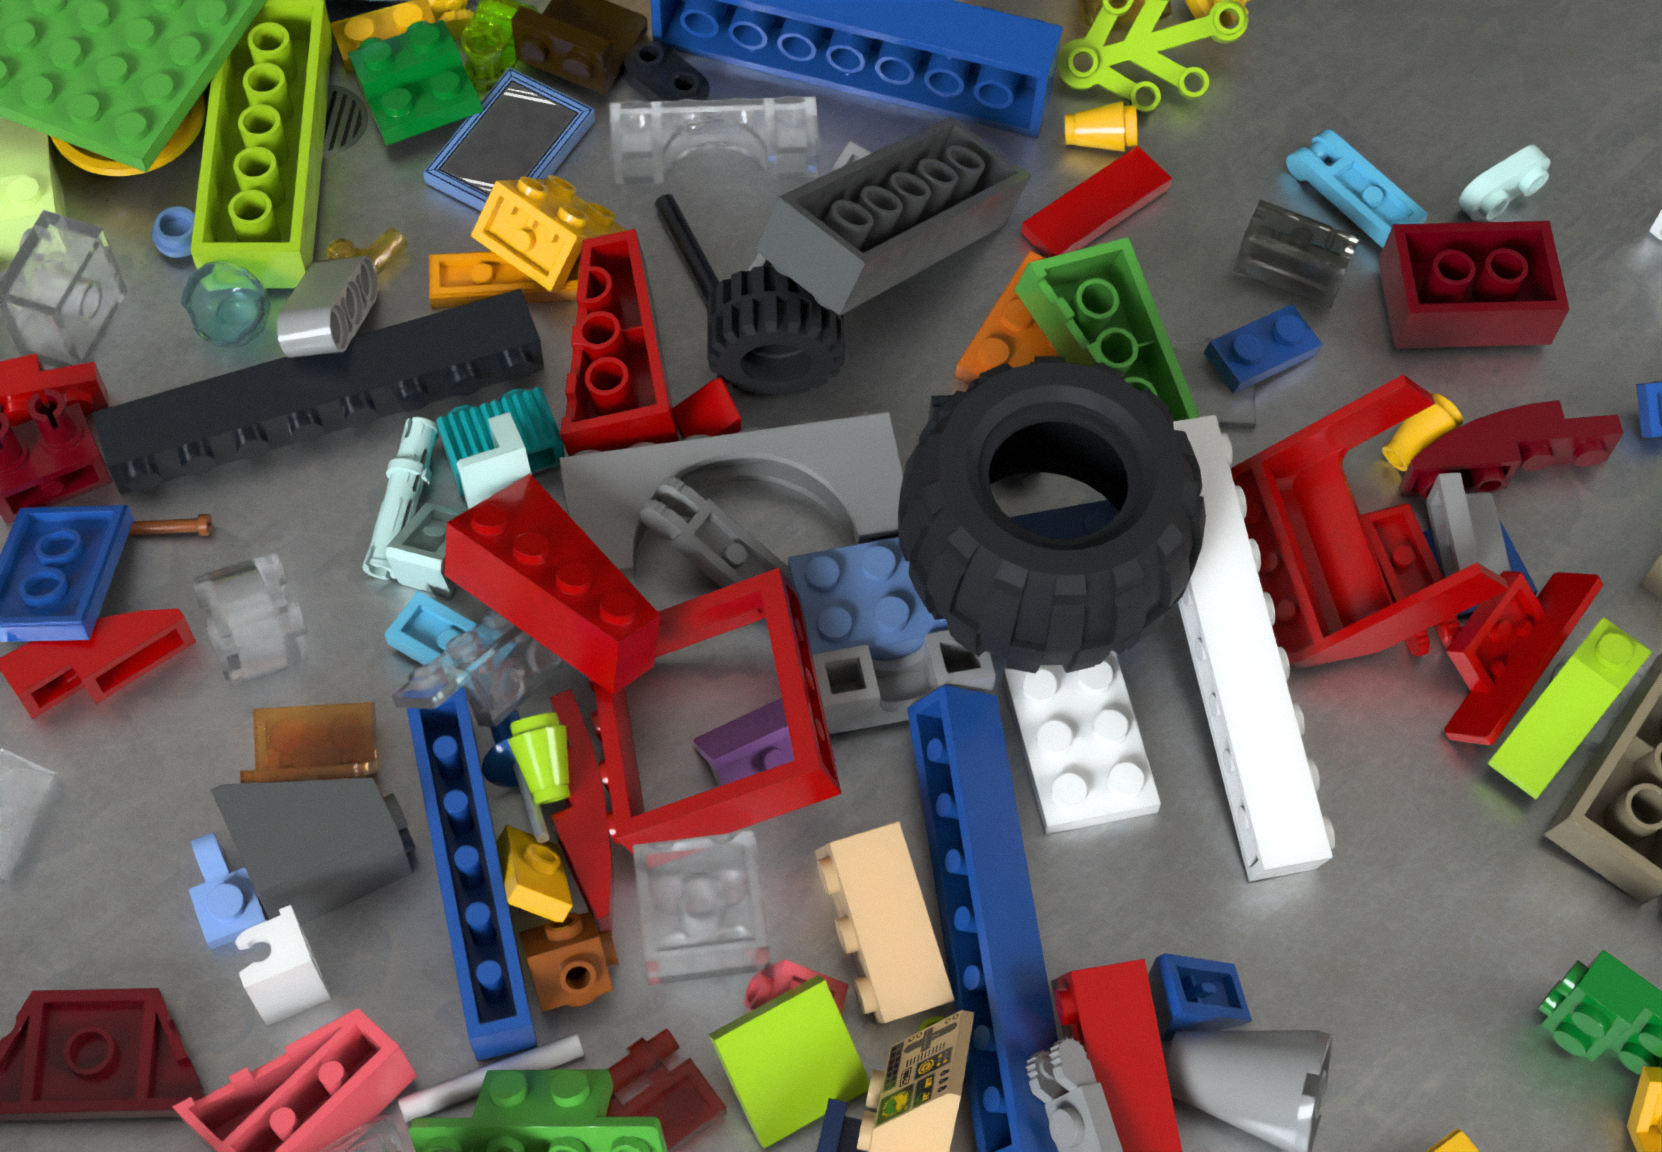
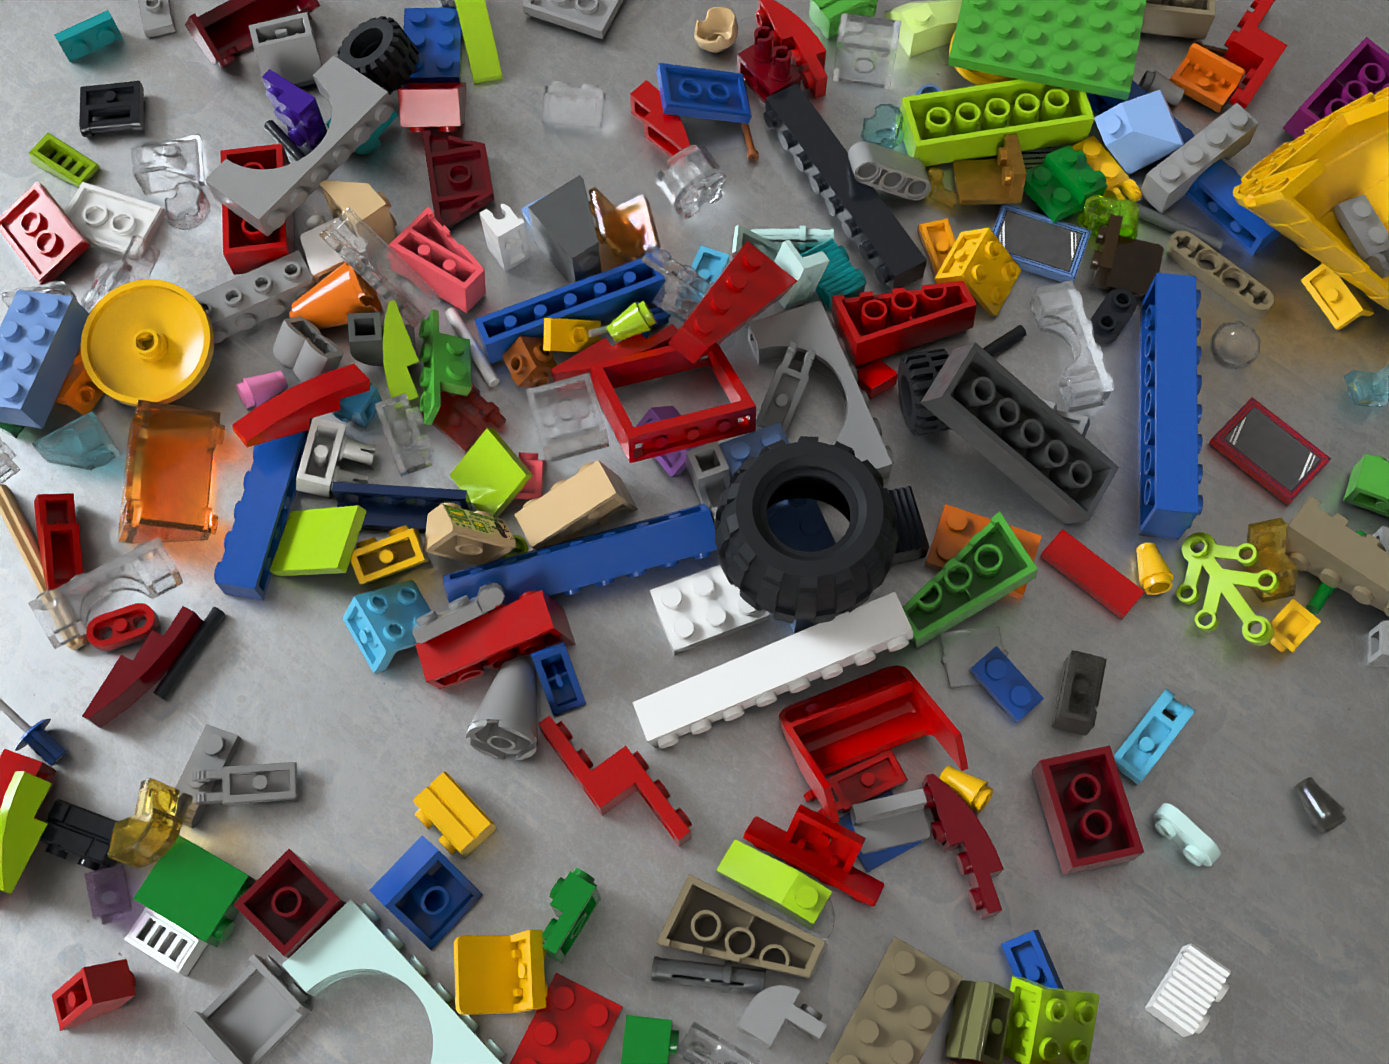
camera: 85 degrees right, 5 degrees up
(377, 166) = (993, 179): none -> pearl gold bracket
(1383, 925) = (616, 780): none -> red bracket
(1469, 29) = (1319, 806): none -> clear smoke cone

